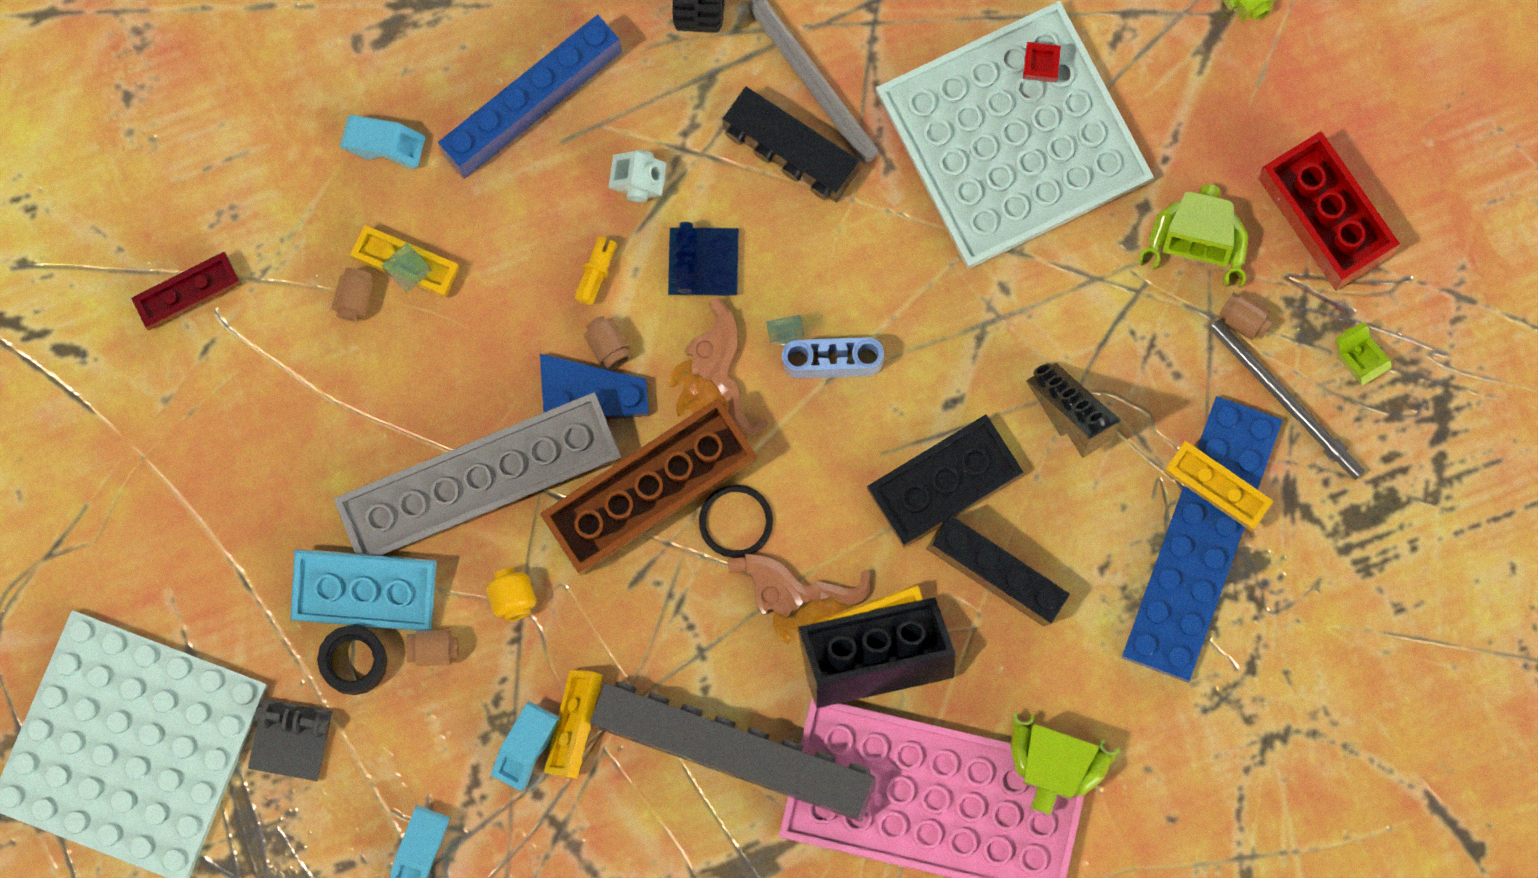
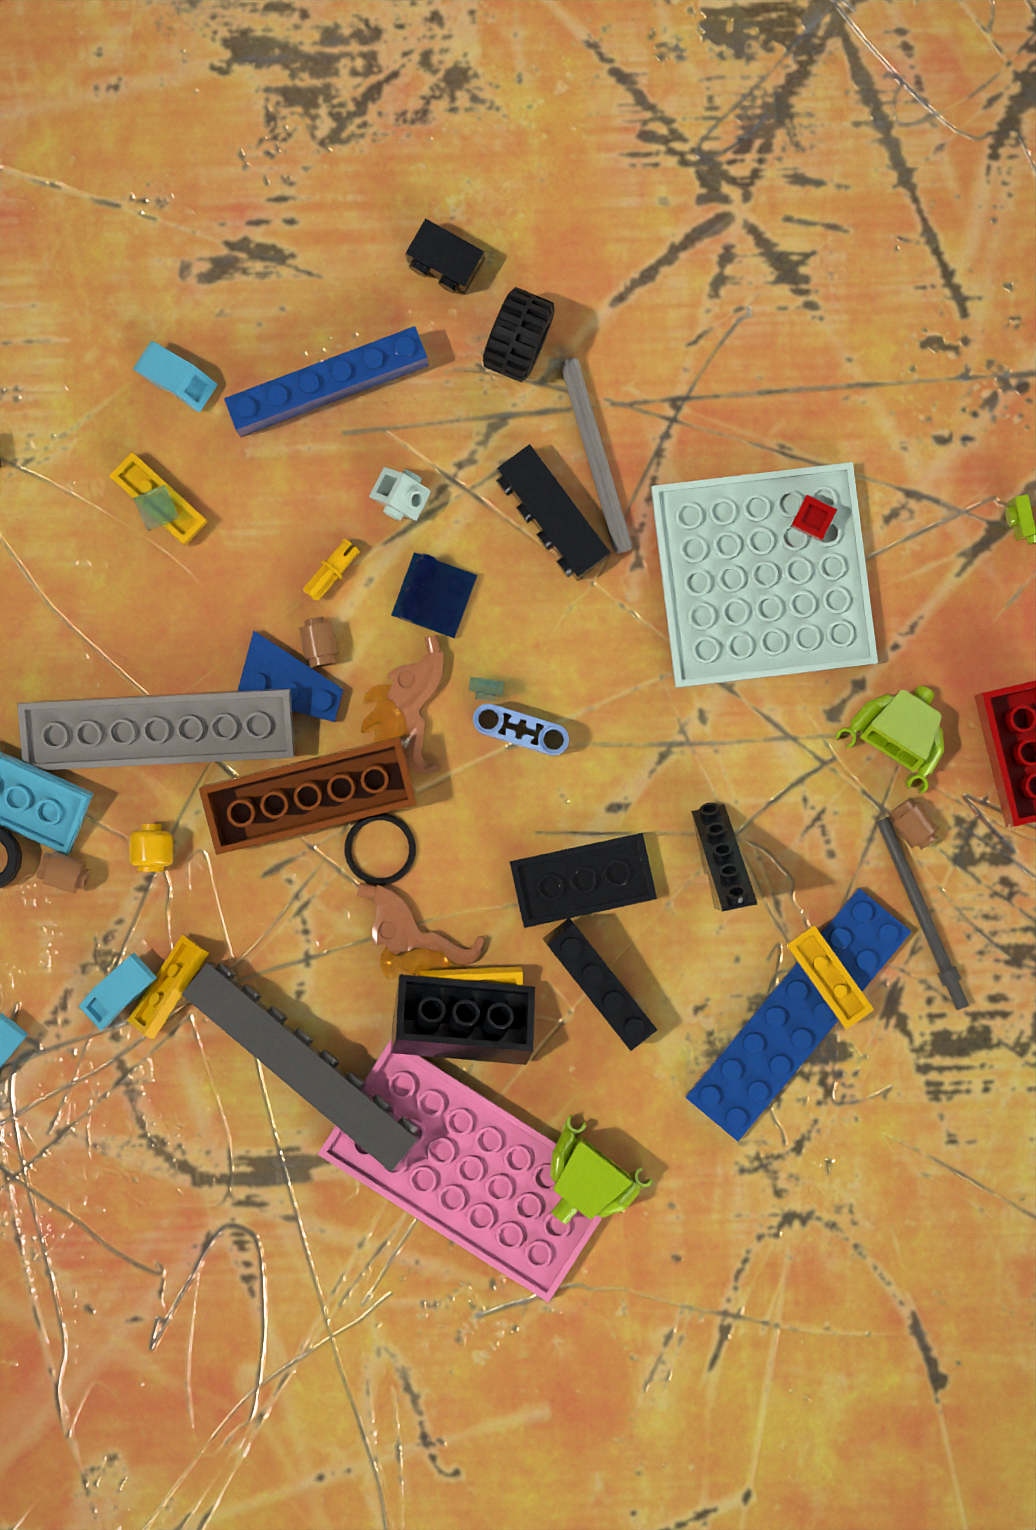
camera: 10 degrees right, 10 degrees up
(352, 294) = (99, 514): medium nougat brick -> none
(1361, 354) = (1007, 897): lime bracket -> none

